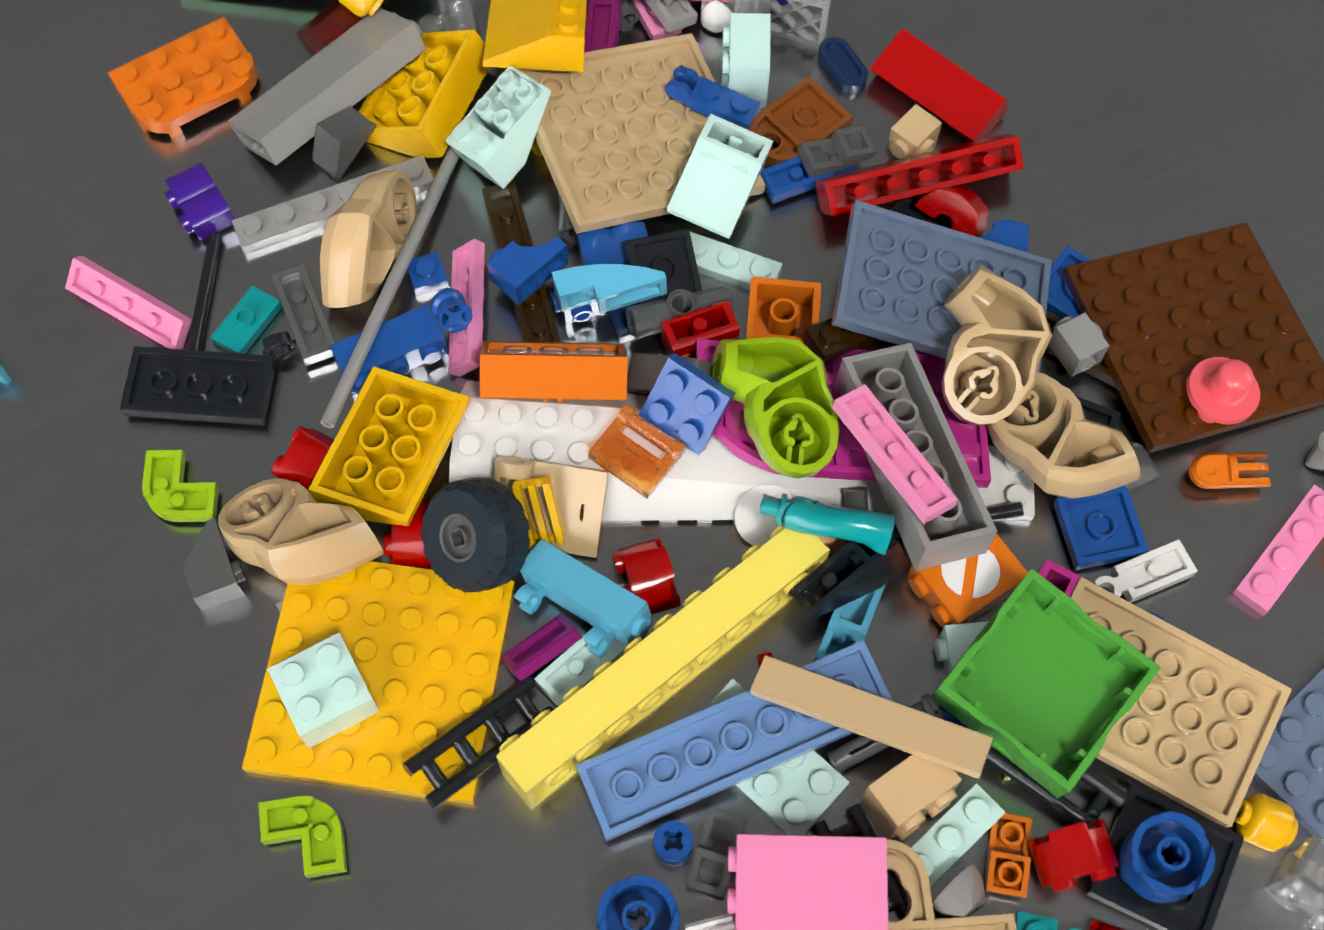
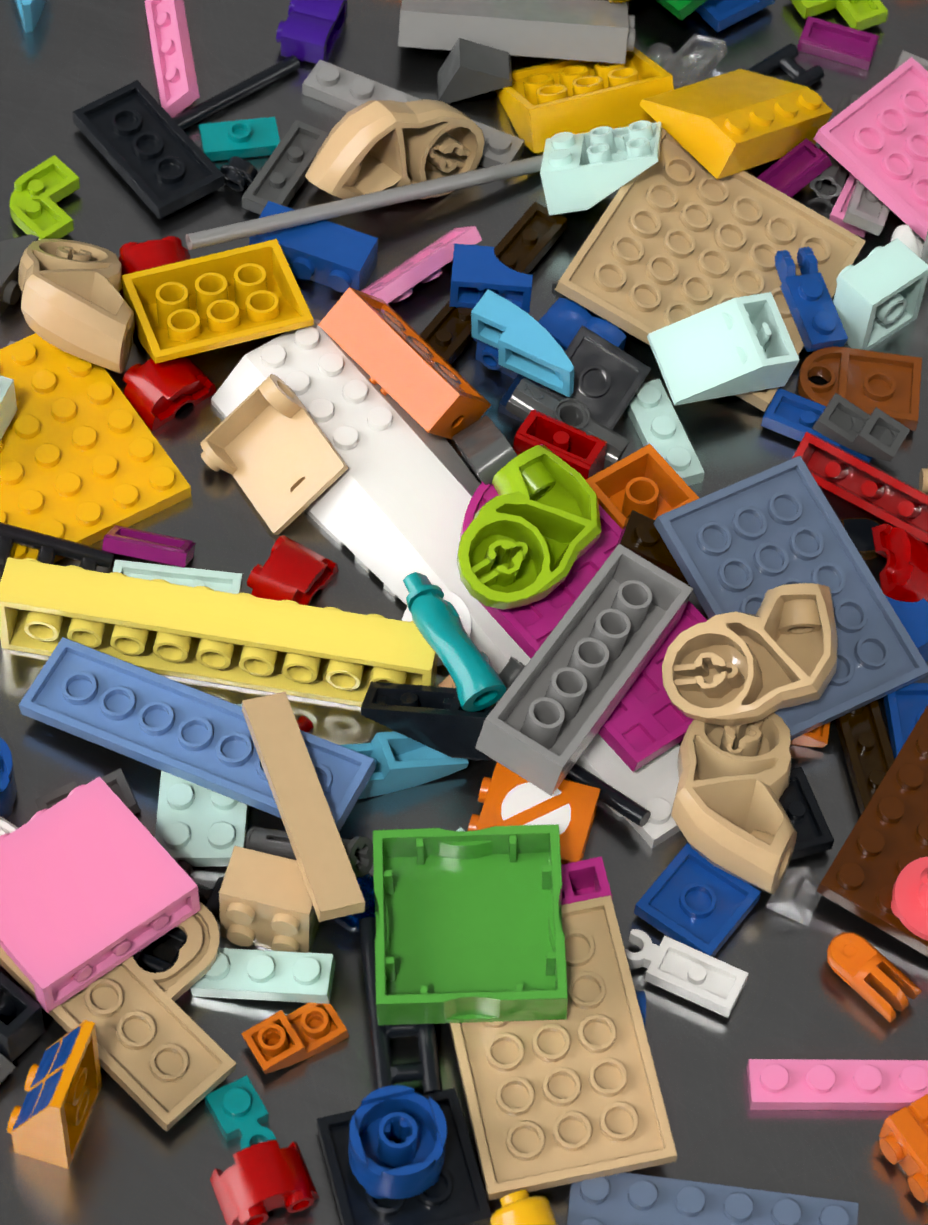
camera: 45 degrees right, 10 degrees down
(427, 274) = (415, 226): blue plate -> none
(451, 319) = (382, 266): blue wheel -> none
(475, 534) = (194, 414): black wheel -> none
(532, 484) = (257, 444): yellow tile -> none
(584, 593) = (222, 529): medium azure brick -> none
(631, 461) = (373, 474): clear orange plate -> none
(673, 854) = (73, 766): blue wheel -> none
(686, 403) = (462, 470): plate -> none
(894, 454) = (553, 632): bright pink plate -> none
(963, 894) = (219, 1010): light grey piece -> none
(1073, 854) = (337, 1073): red cylinder -> none
(1078, 343) = (863, 749): light grey brick -> none

